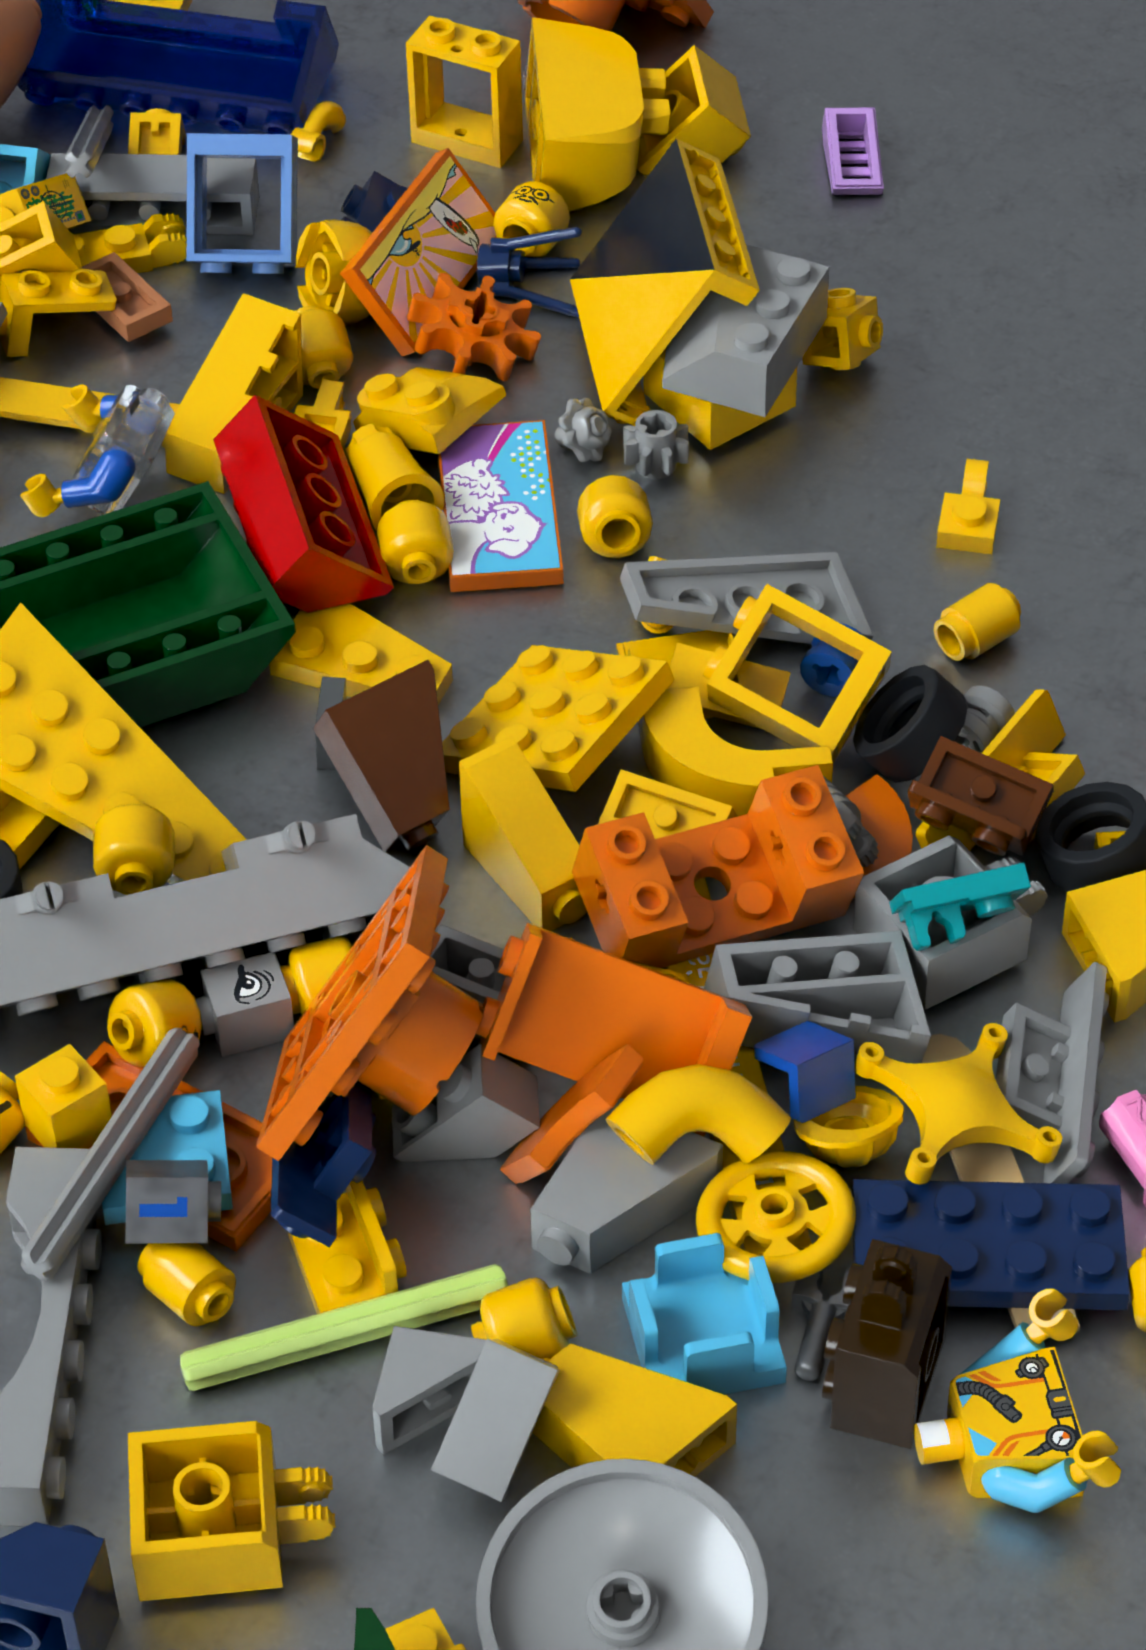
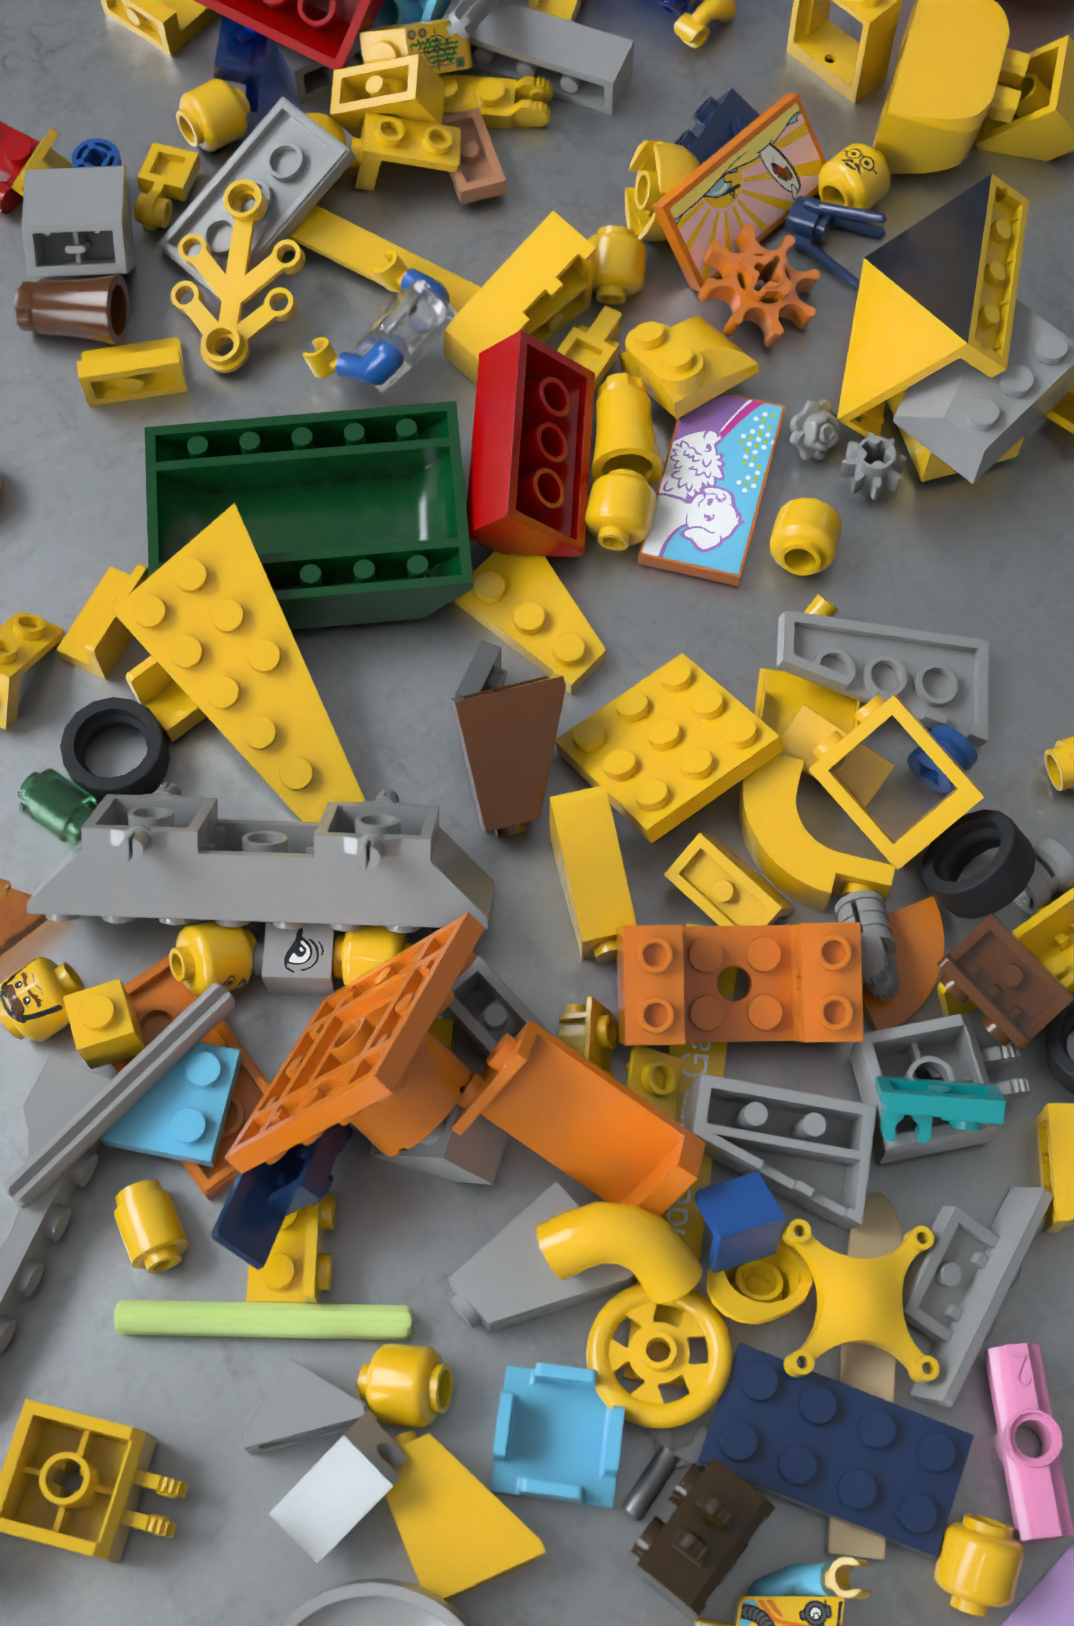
camera: 20 degrees right, 20 degrees up
(134, 847) = (248, 785): yellow head -> none
(170, 1201) = (148, 1164): flat silver brick -> none
(242, 146) = (586, 33): medium blue window -> none
(572, 1114) = (524, 1186): orange tile -> none

